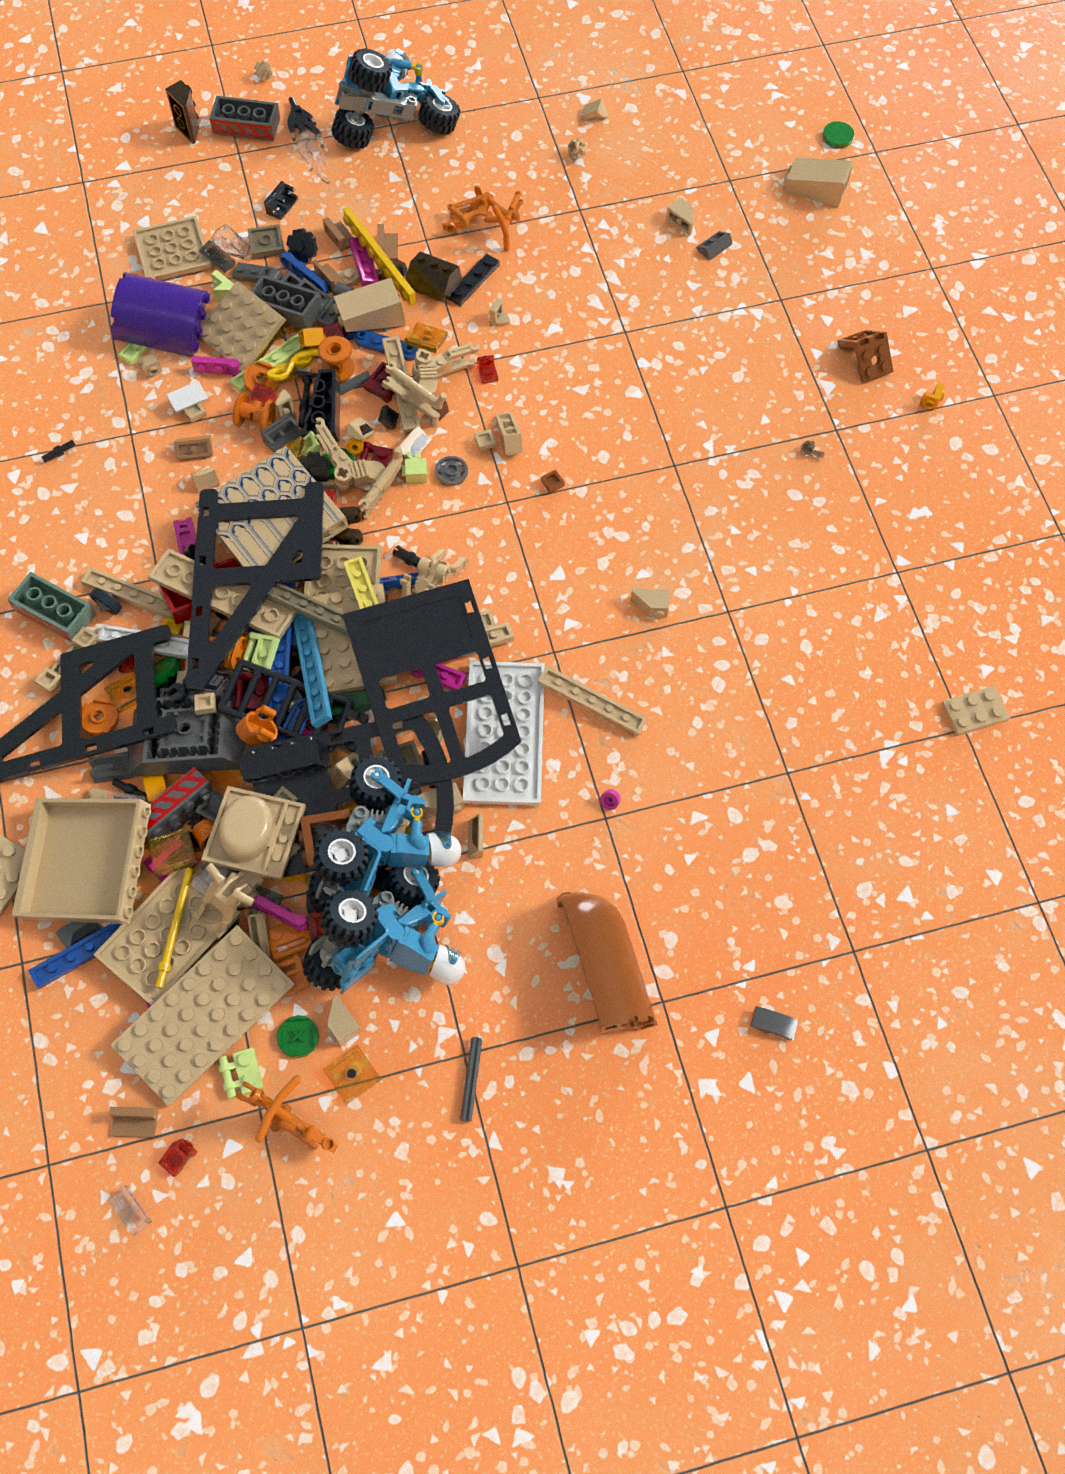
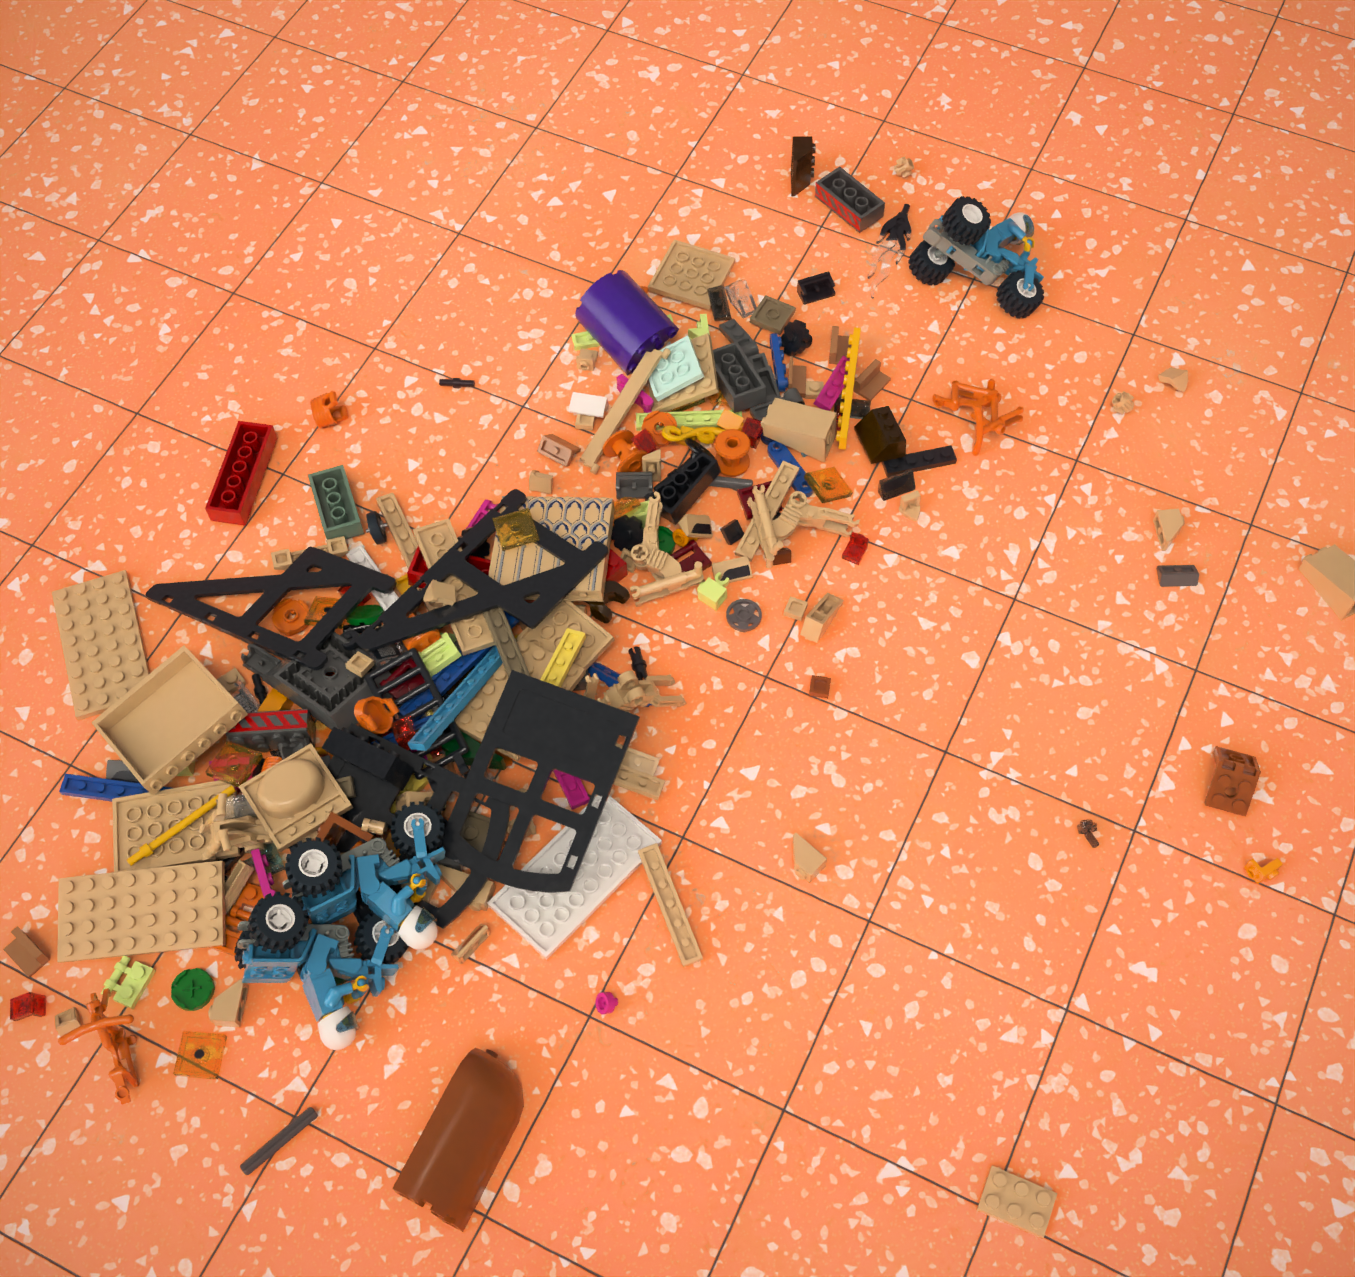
camera: 45 degrees right, 5 degrees down
(217, 381) = (621, 407): none -> tan piece
(222, 603) = (440, 593): none -> tan tile
(222, 1140) = (67, 1021): none -> tan slope
(233, 324) = (677, 370): none -> light aqua plate
(234, 518) = (515, 529): none -> clear yellow tile
(294, 723) = (404, 731): none -> clear red bracket
(343, 802) = (374, 826): none -> tan plate
(474, 306) = (896, 485): none -> clear smoke slope

